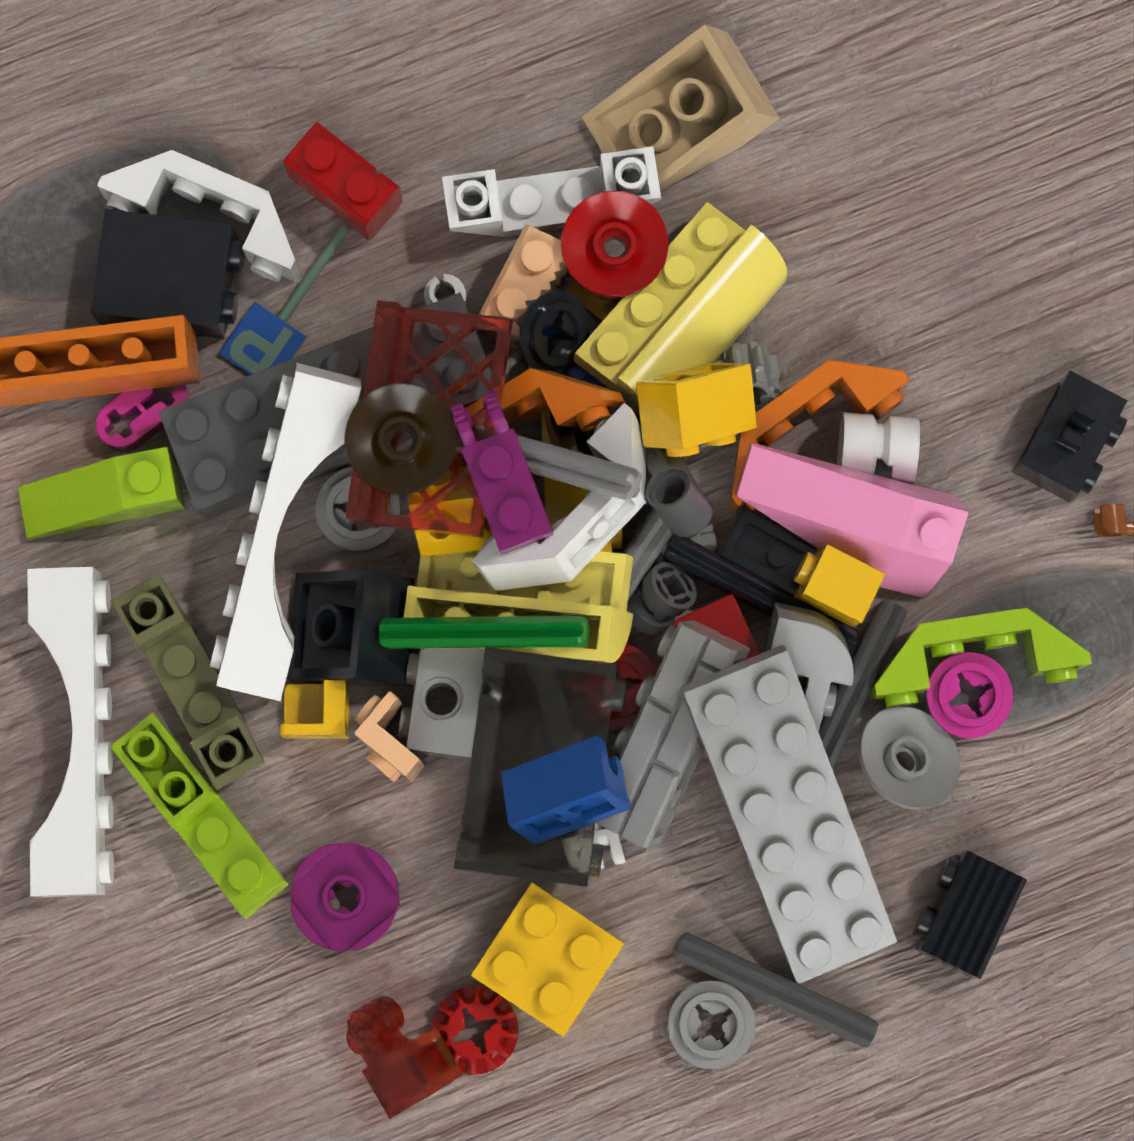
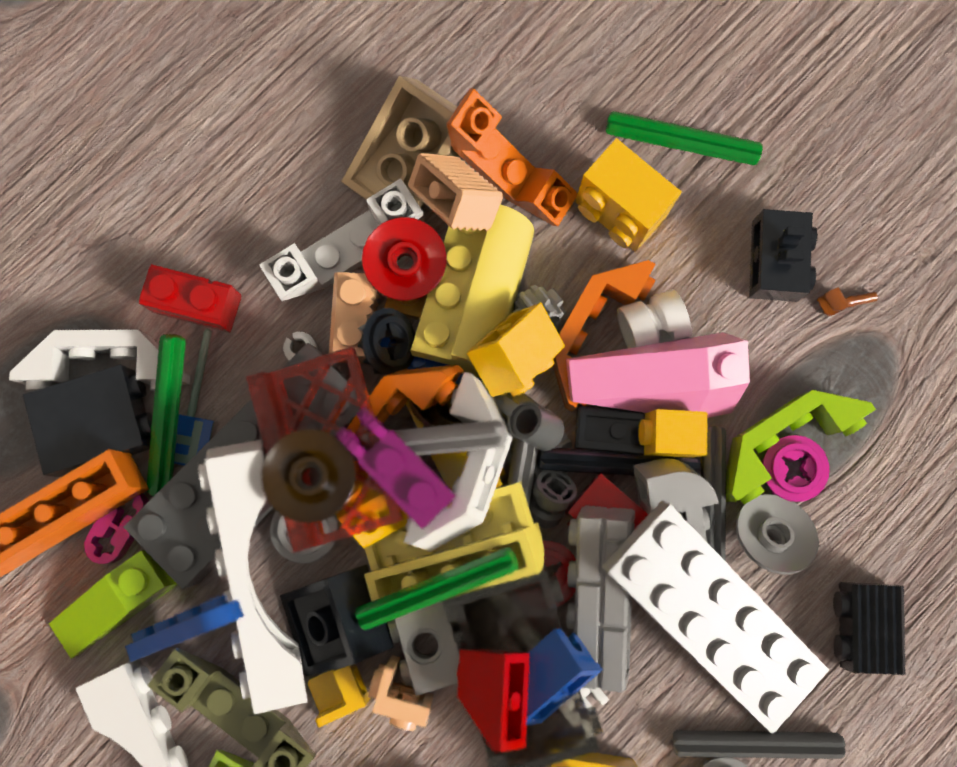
camera: 25 degrees left, 0 degrees up
(192, 553) = (184, 626): none -> blue plate
(260, 302) = (165, 411): none -> green axle
(500, 776) = (495, 694): none -> red slope
(708, 190) = (455, 192): none -> light nougat brick
(808, 225) = (499, 162): none -> orange slope
(910, 284) = (625, 196): none -> yellow brick
(1021, 243) = (684, 138): none -> green axle

